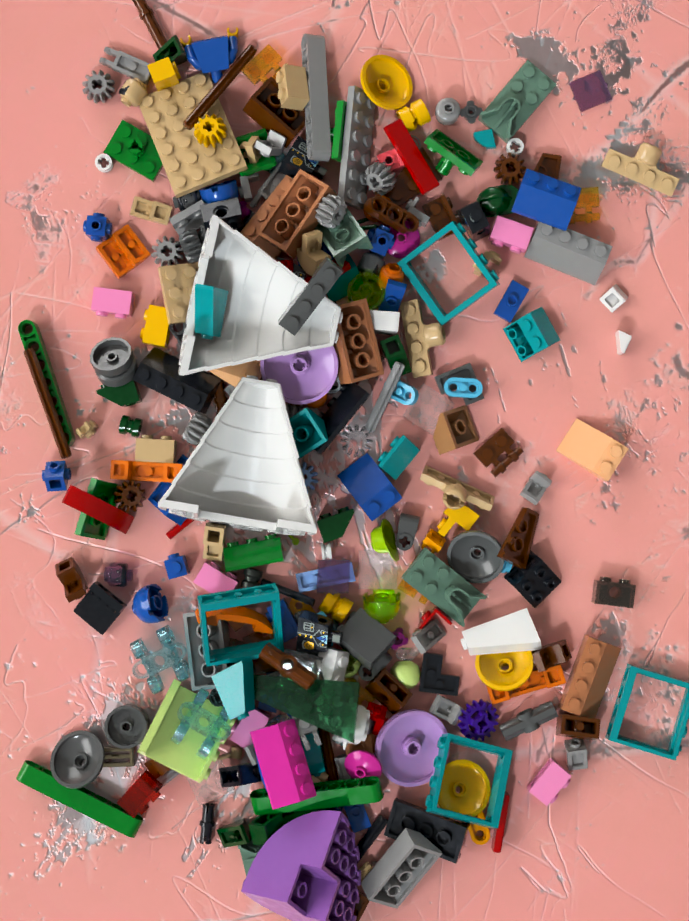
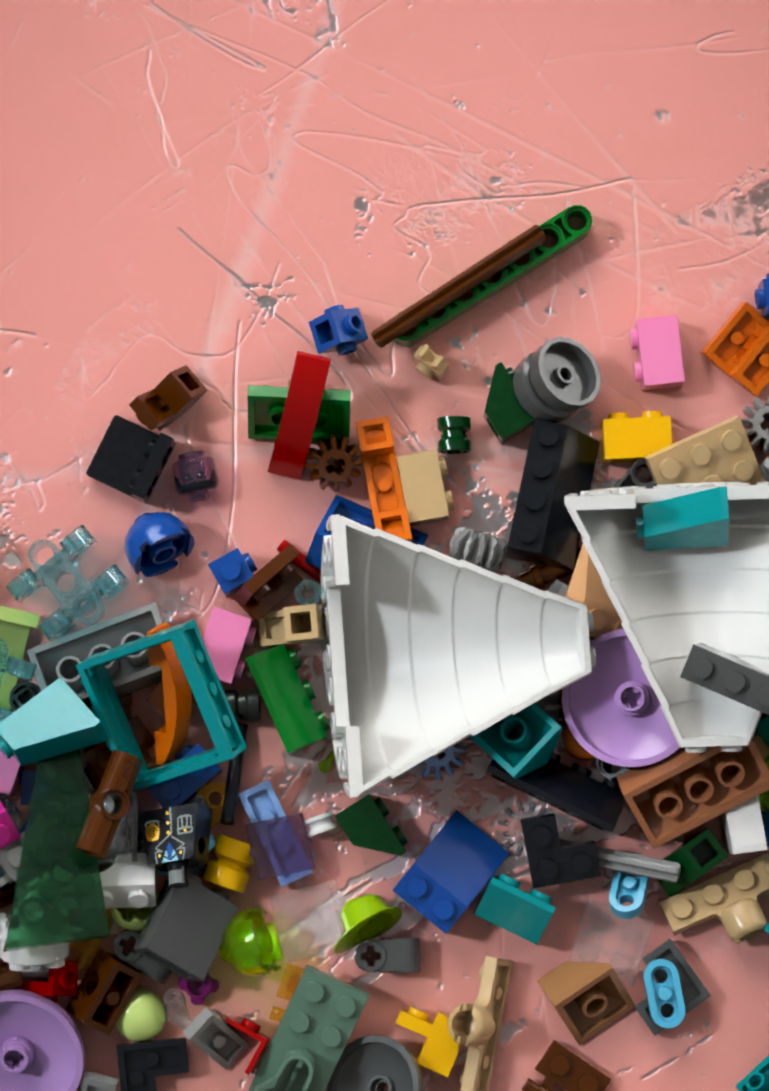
camera: 75 degrees right, 5 degrees down
(188, 547) = (270, 585): none -> reddish brown bracket
(194, 526) = (308, 586): none -> clear light blue pin
(377, 431) = (555, 863): none -> black plate
(434, 541) = (384, 1007): light orange tile -> none

